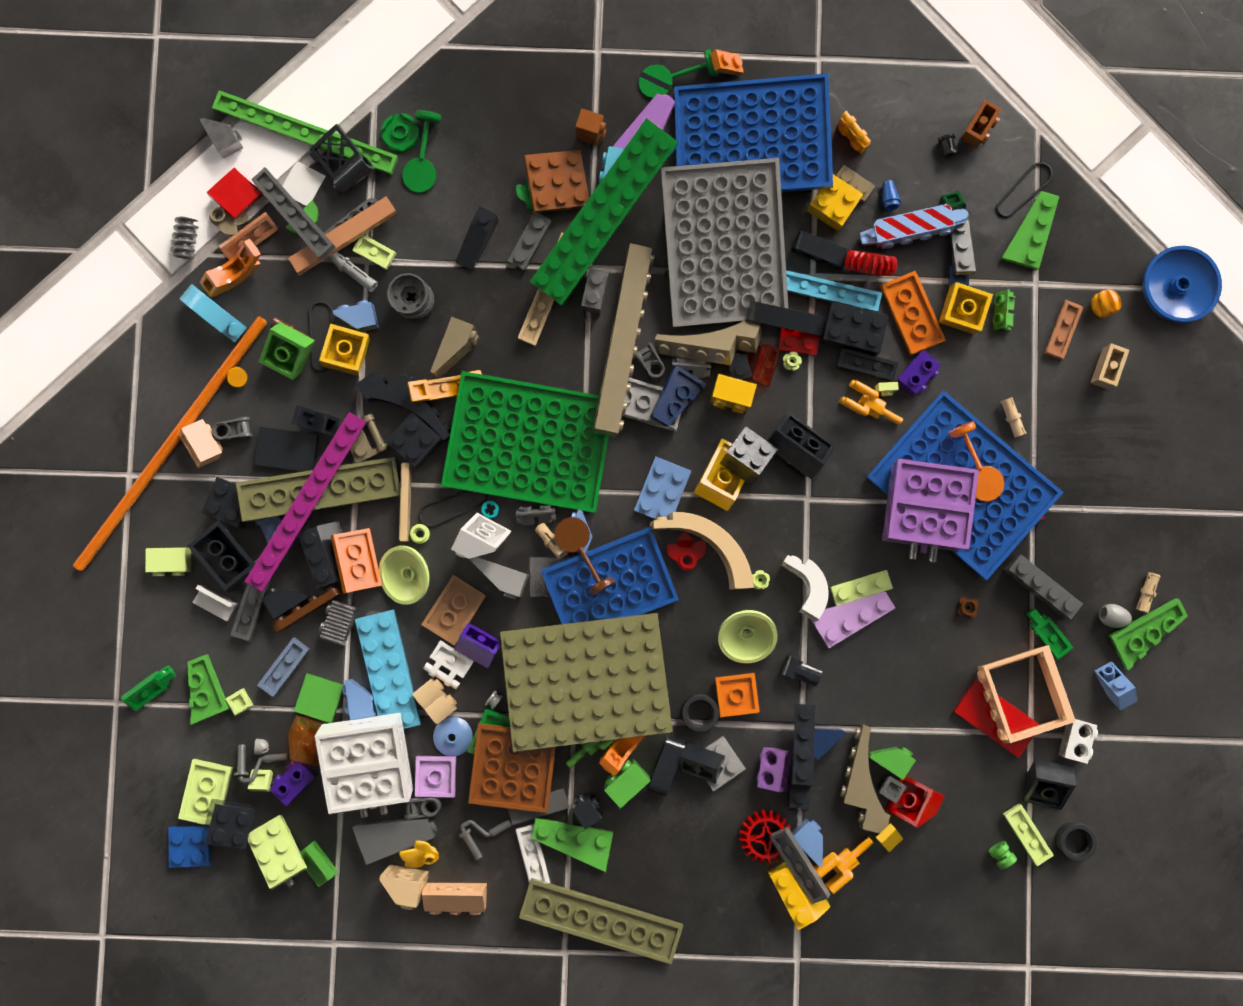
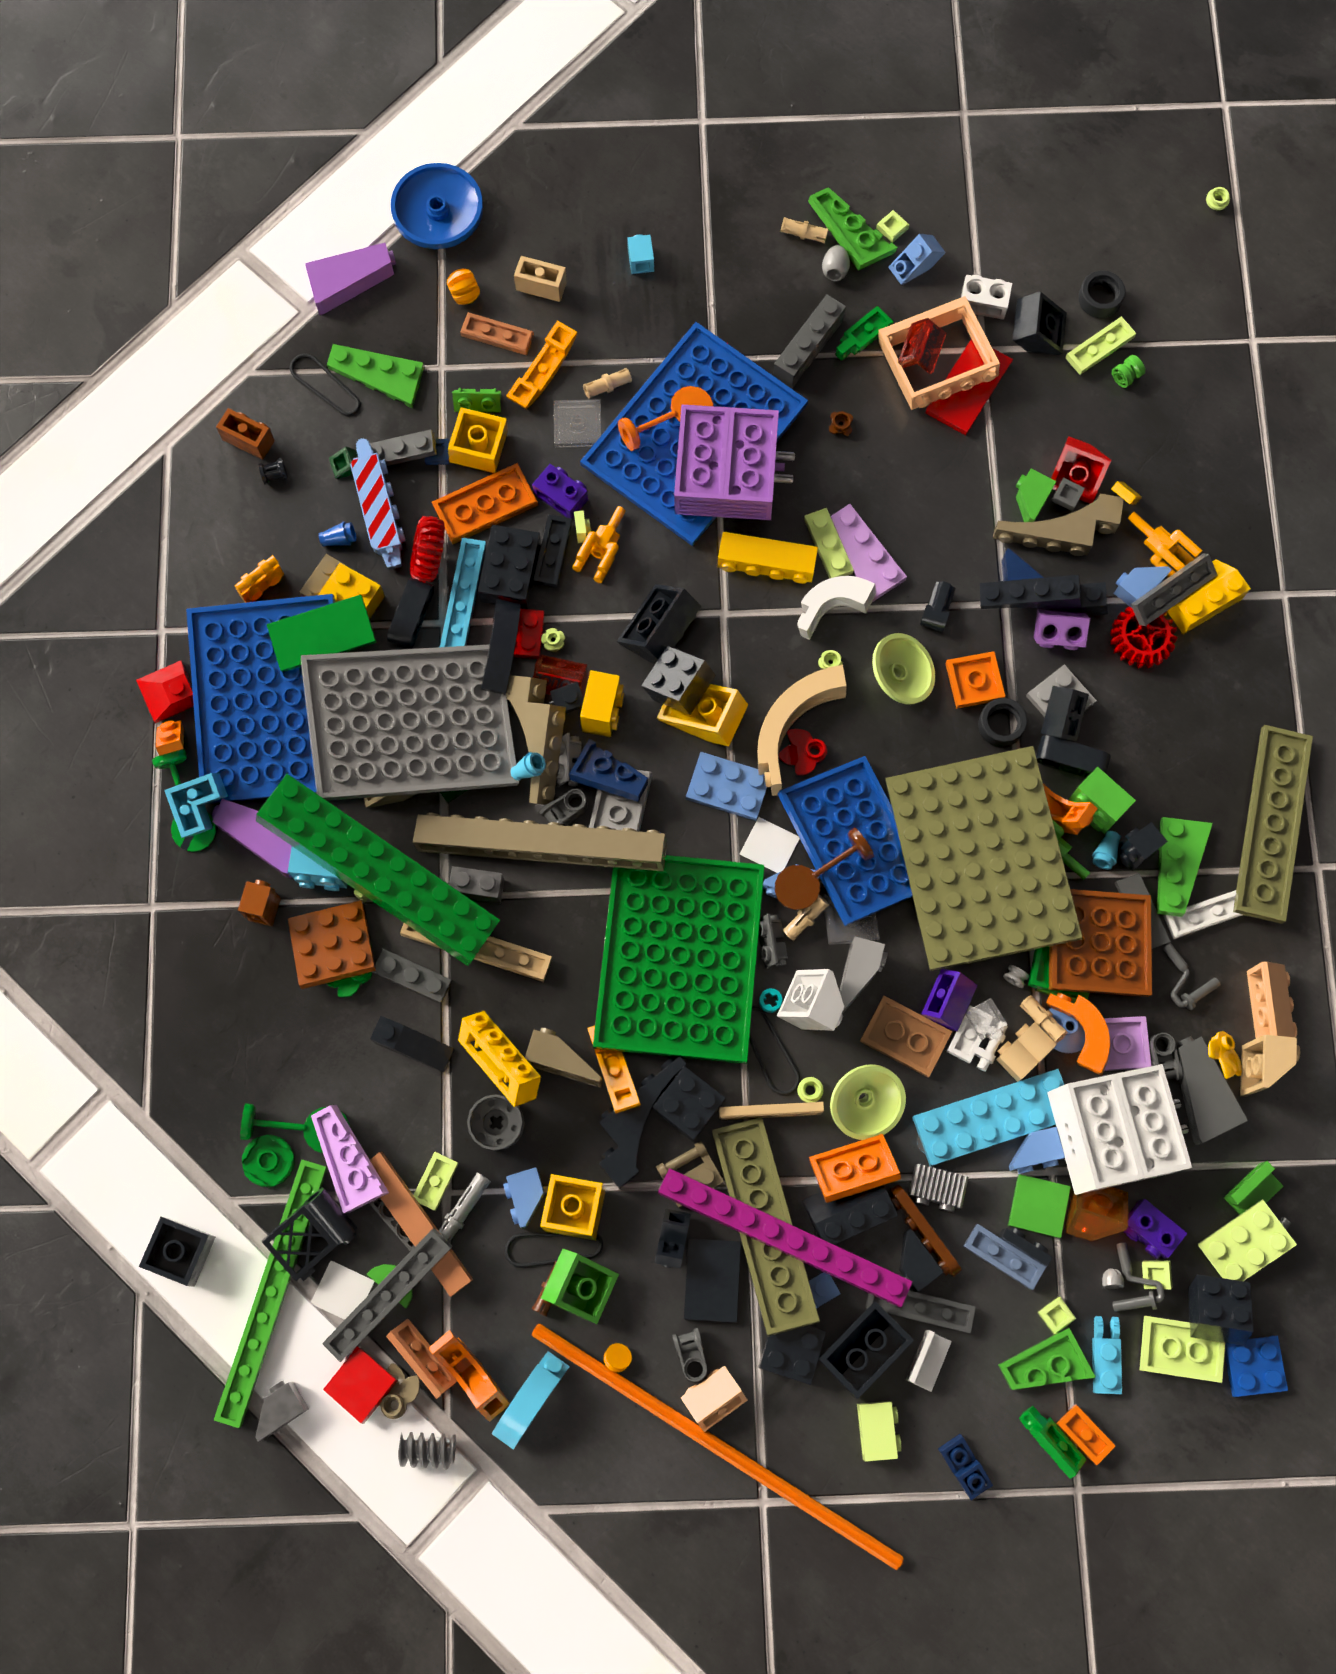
camera: 90 degrees left, 10 degrees down
(138, 622) = (965, 1467): none -> dark blue slope
(152, 712) = (1086, 1434): none -> orange plate
(204, 735) = (1107, 1358): none -> medium azure hinge
(284, 690) = (1035, 1251): none -> black plate
(337, 65) = (177, 1251): none -> black brick
(389, 187) = (348, 1164): none -> lavender wing
(445, 755) = (1097, 1039): none -> orange arch
(455, 299) = (499, 1058): none -> yellow brick
(458, 671) = (986, 1020): none -> clear brick
(458, 717) = (1043, 1019): none -> tan pin
(586, 783) = (1106, 853): none -> medium azure cone
(613, 519) = (769, 845): none -> white sticker
(670, 76) = (189, 803): none -> medium azure brick
(682, 333) = (529, 766): none -> medium azure cone
(768, 61) = (167, 691): none -> slope
(800, 176) = (323, 630): none -> green tile
(851, 535) = (767, 557): none -> yellow brick
(979, 390) = (577, 422): none -> clear plate
(1029, 679) = (922, 345): none -> clear red panel
(1030, 366) = (544, 366): none -> light orange slope
(1121, 209) = (348, 275): none -> medium lavender slope
(1130, 452) = (640, 254): none -> medium azure brick
(1149, 668) = (892, 226): none -> yellowish green tile
(1168, 960) = (1218, 193): none -> yellowish green plate

